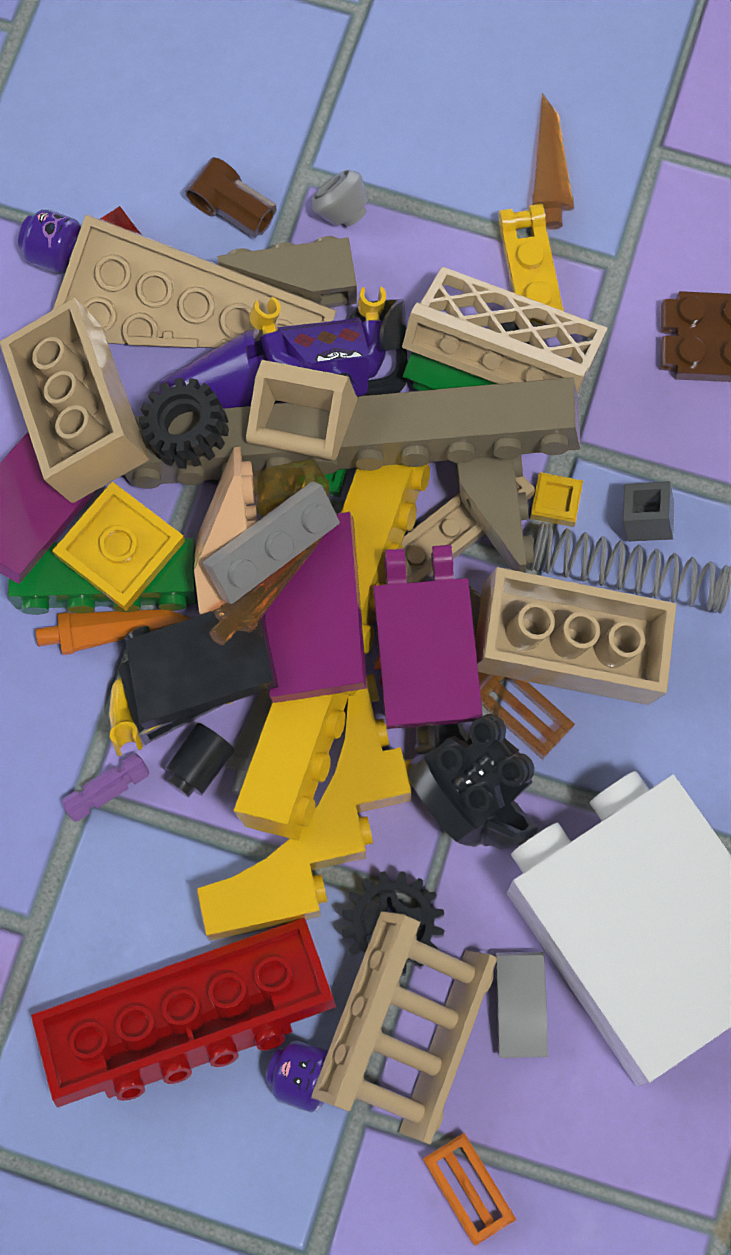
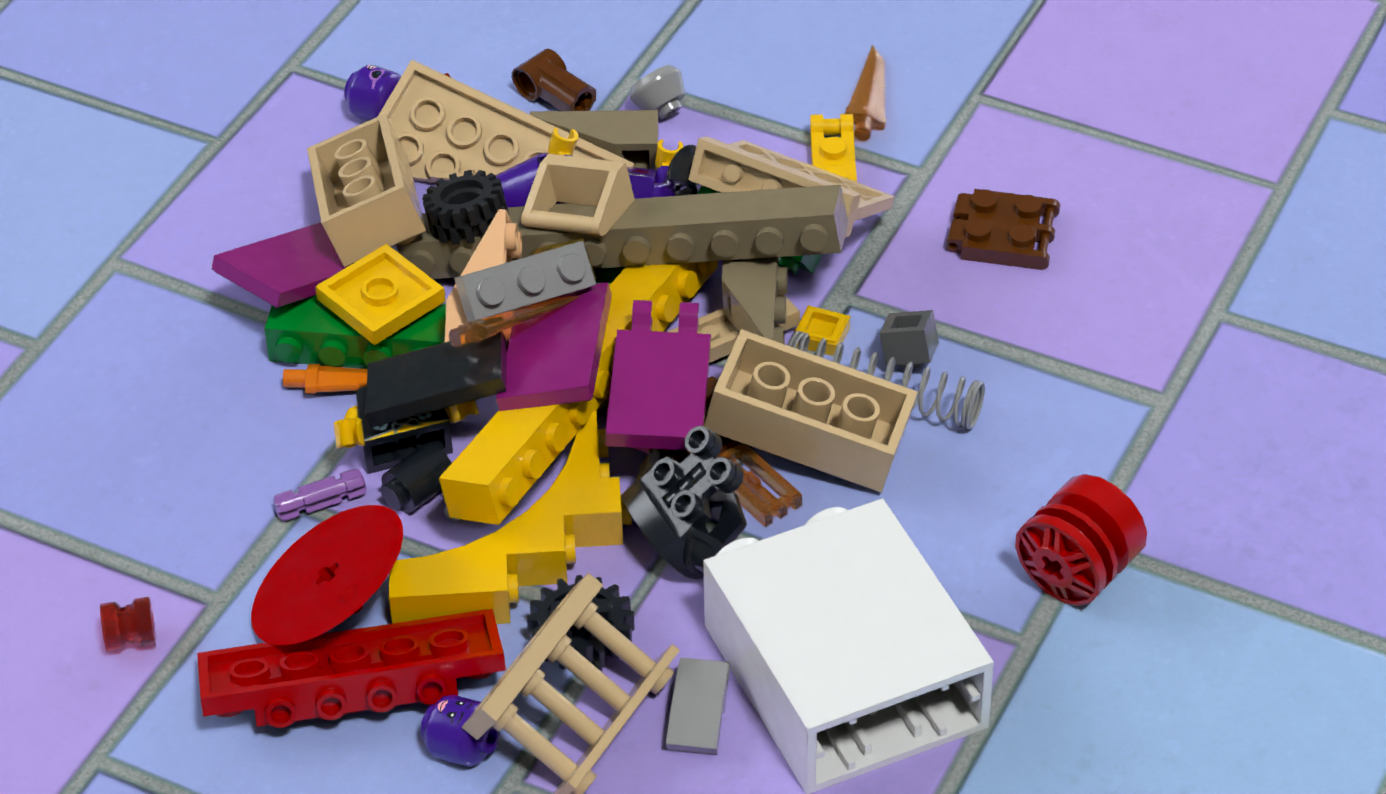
camera: 10 degrees right, 30 degrees down
(155, 944) = (363, 545): none -> red piece

